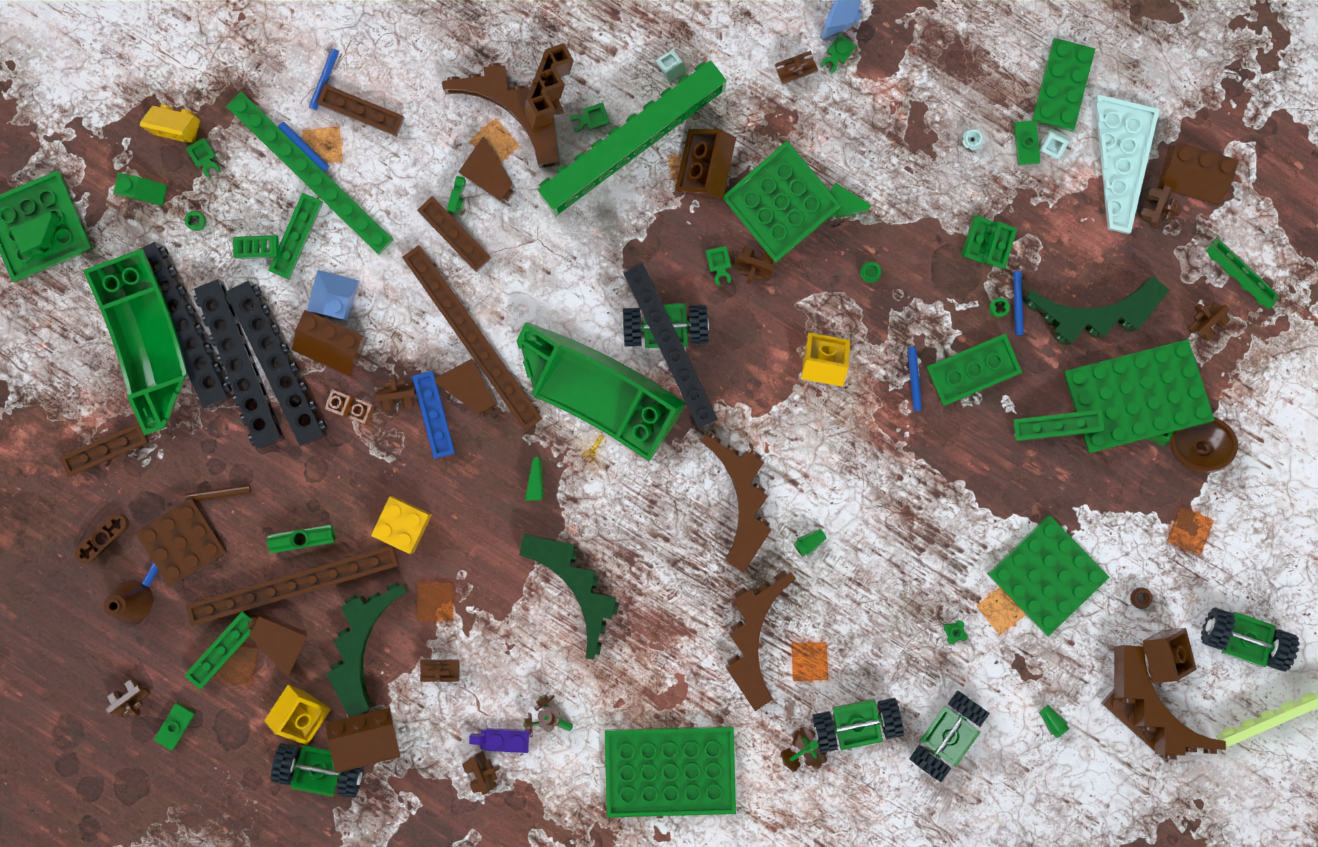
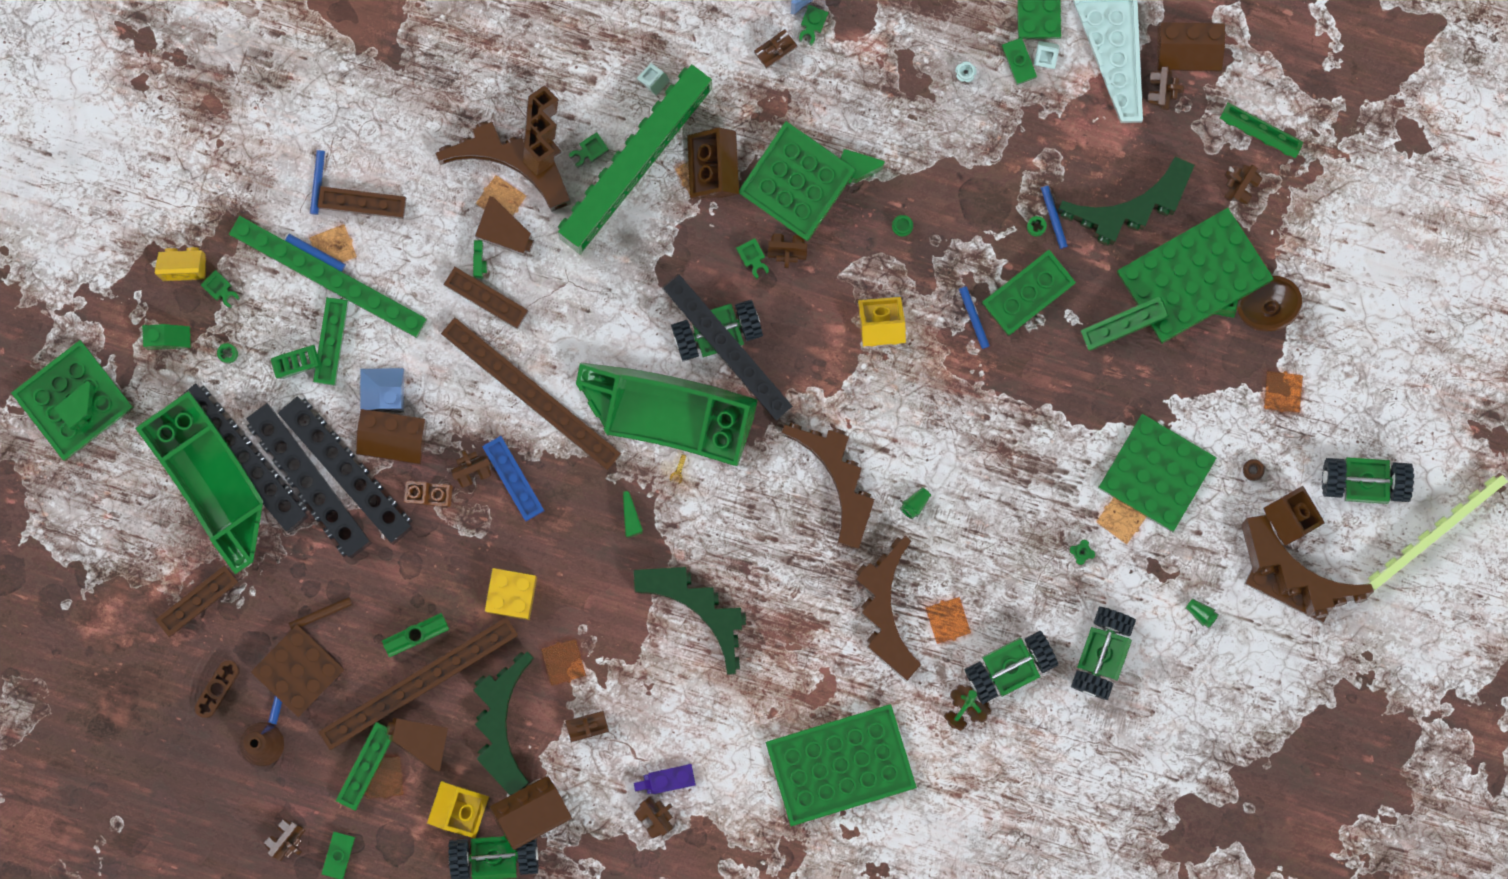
camera: 20 degrees left, 5 degrees down
(469, 387) = (540, 442): reddish brown slope -> none
(547, 717) = (707, 743): reddish brown plant -> none
(989, 242) = (1009, 166): green slope -> none

